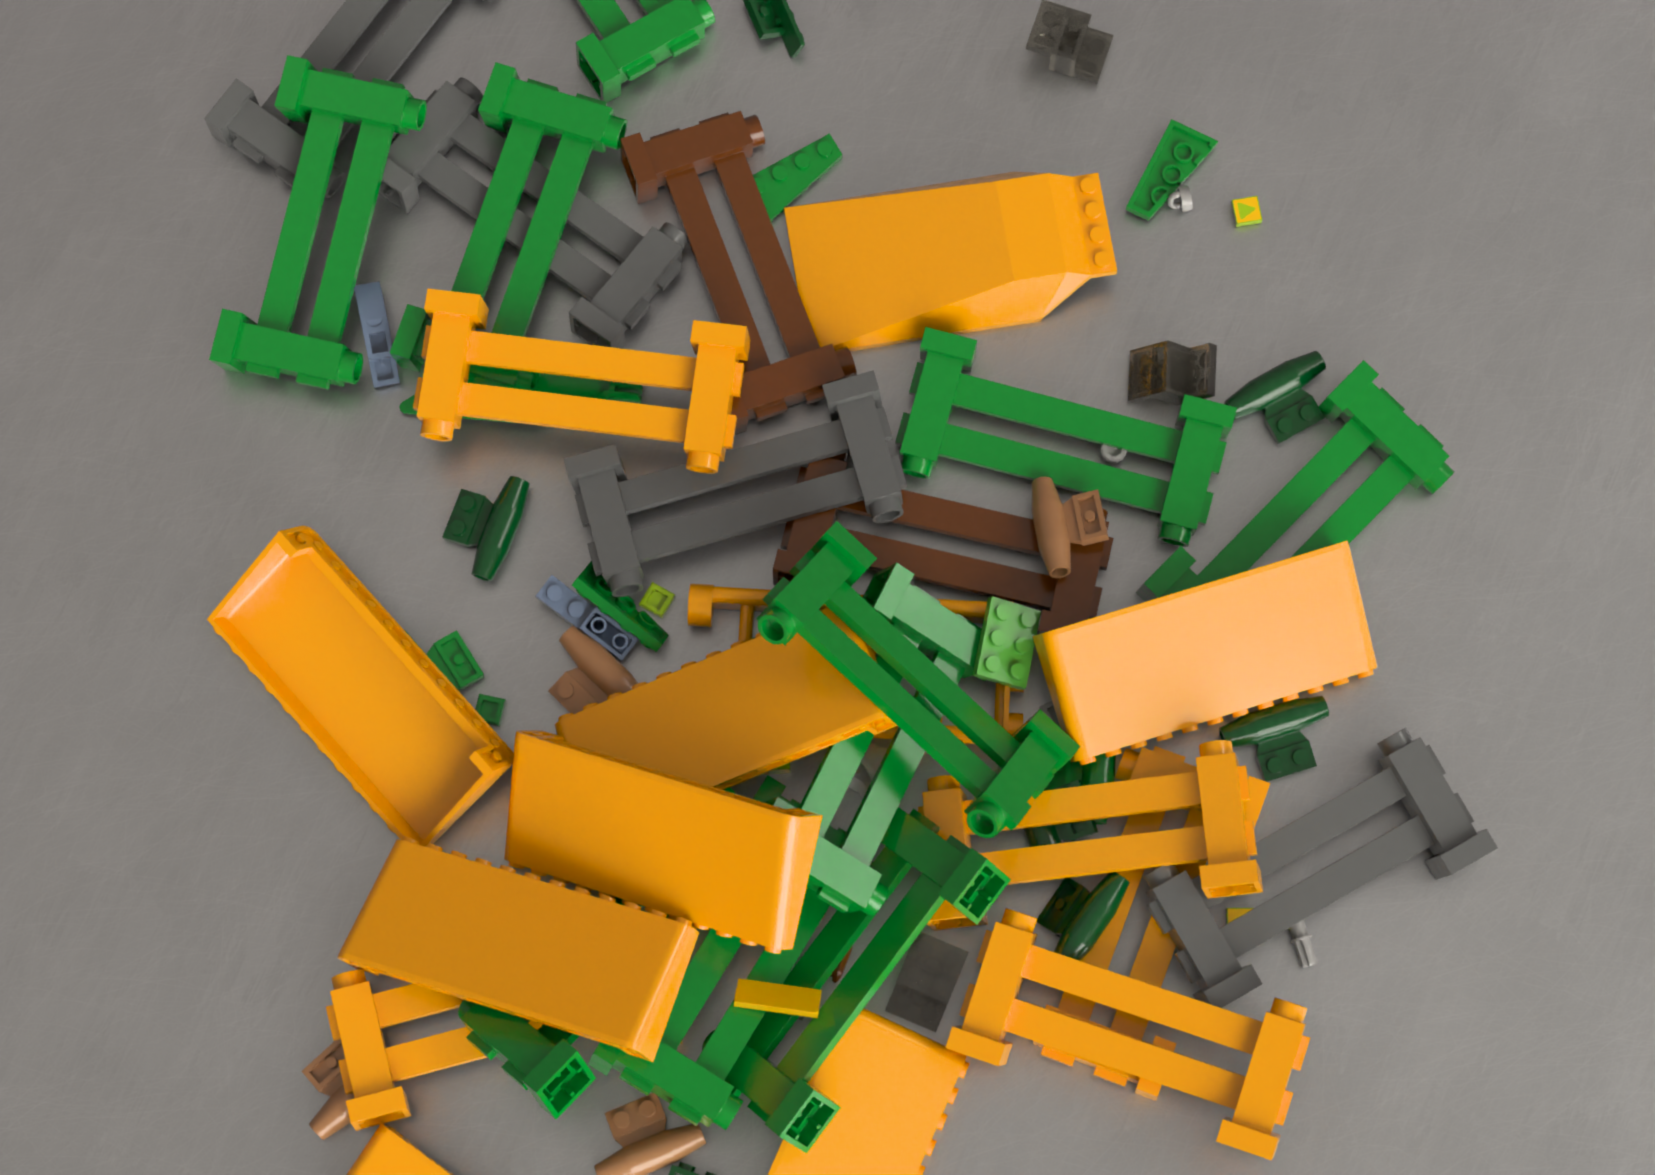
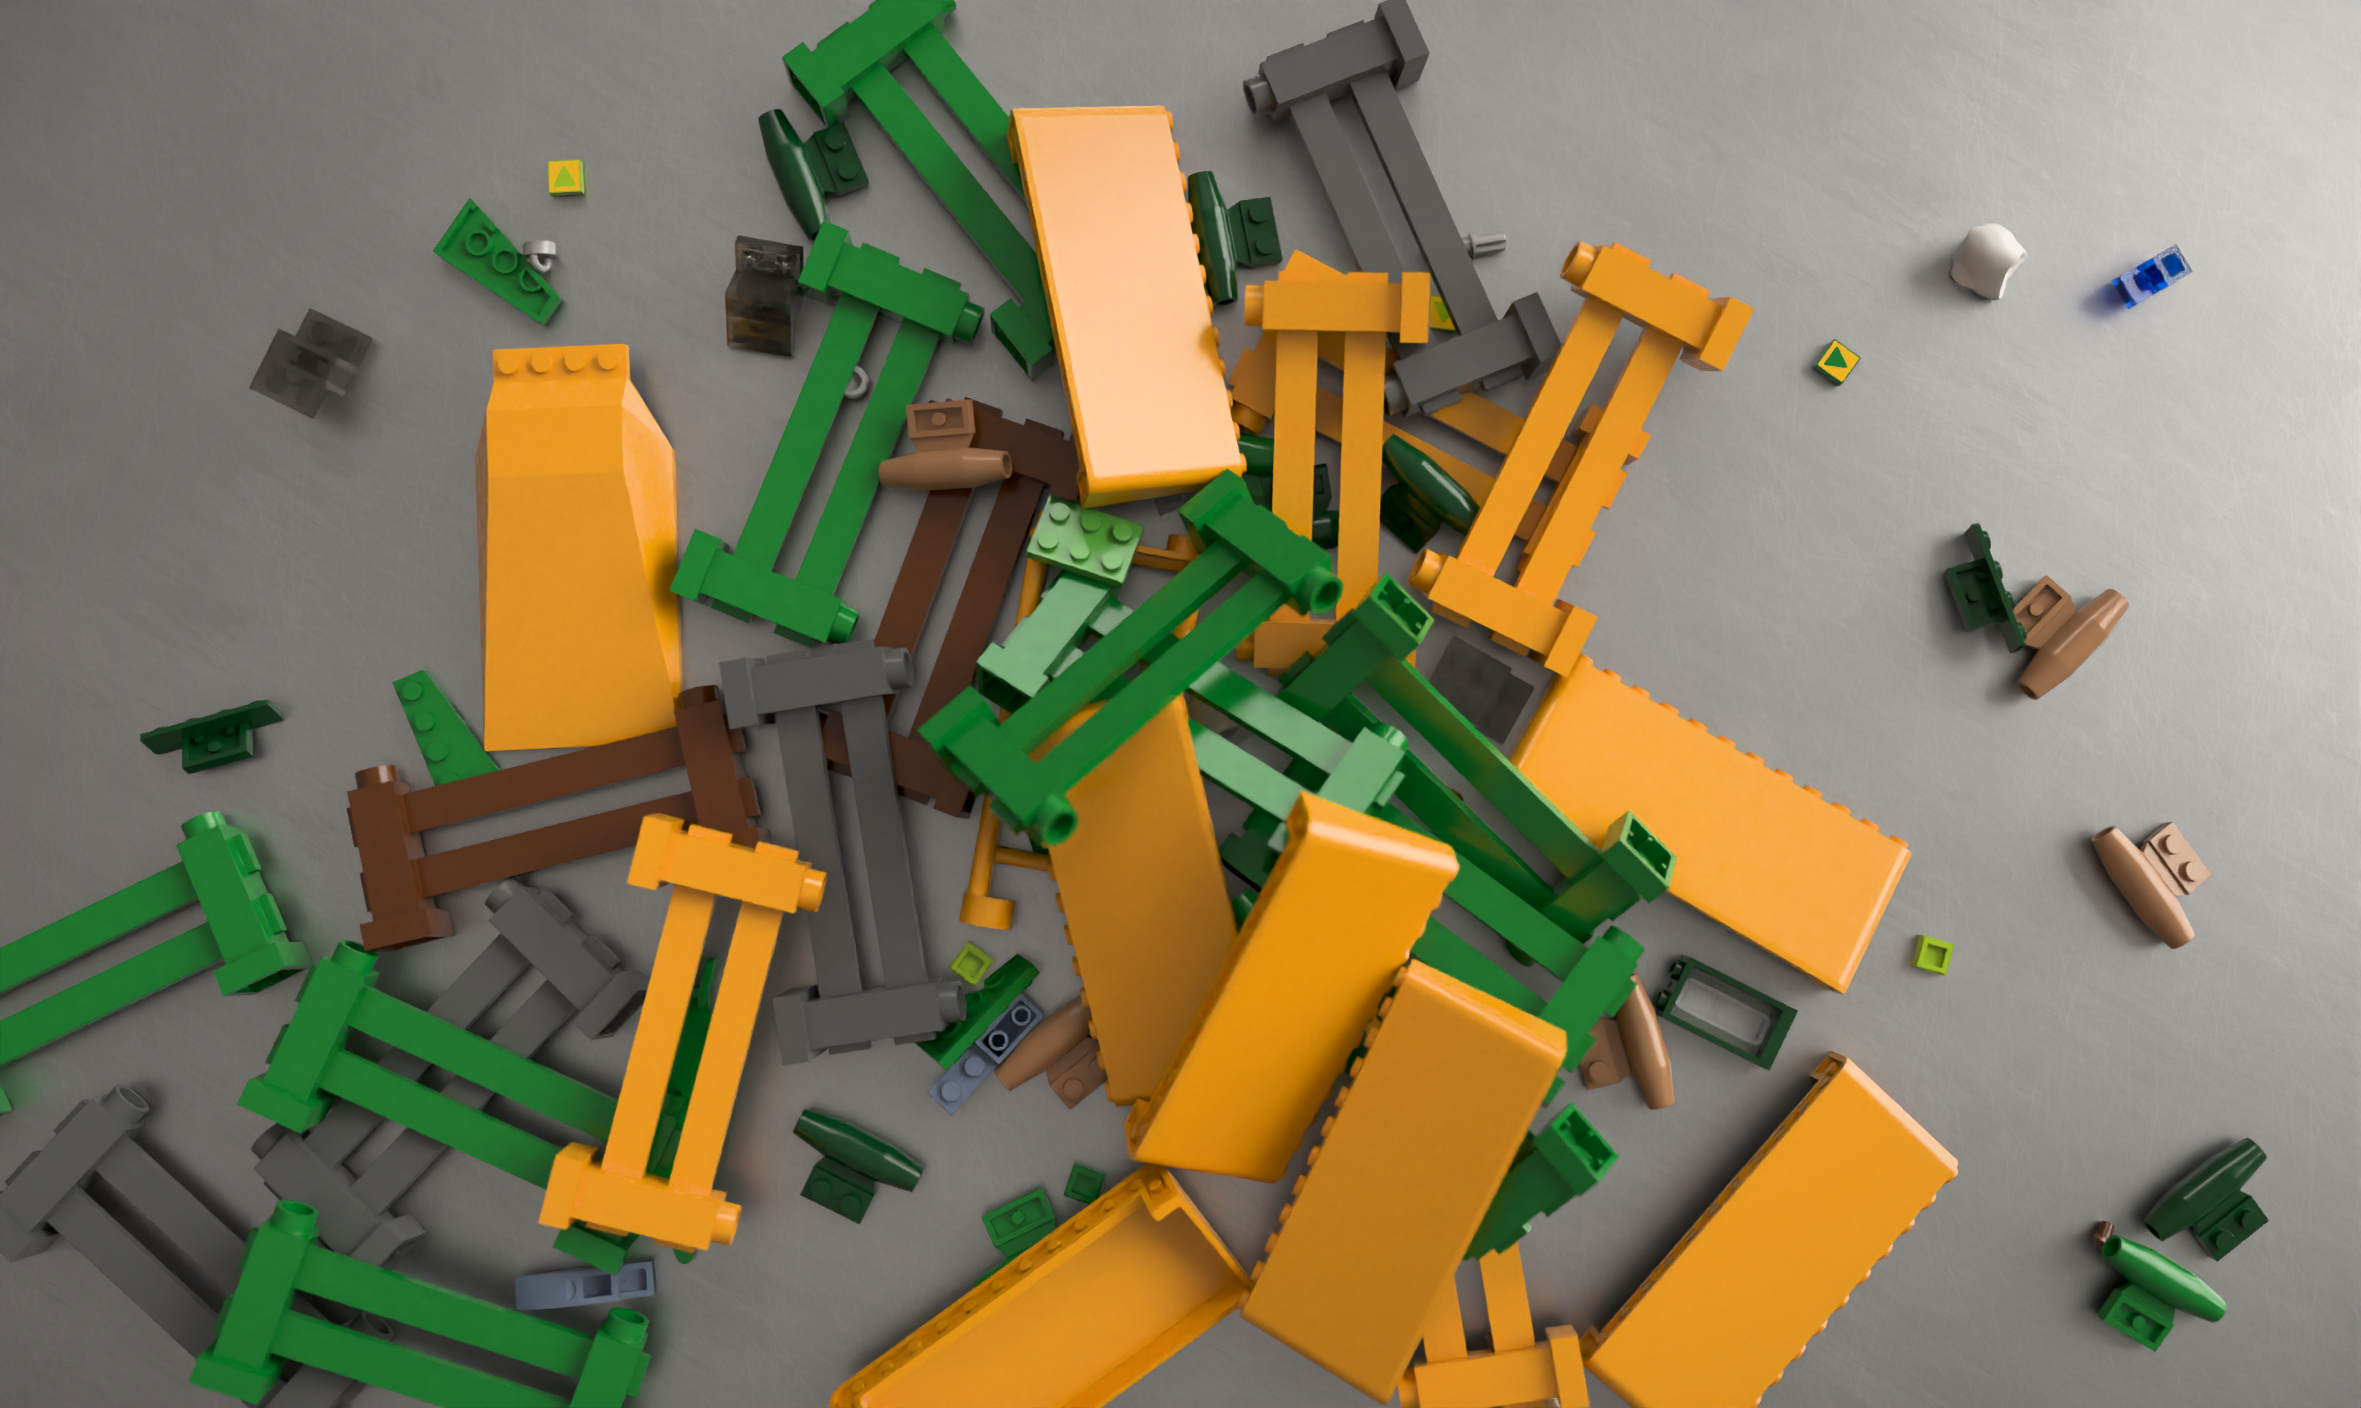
camera: 90 degrees left, 10 degrees up
(777, 998) = (1491, 870): yellow slope -> none

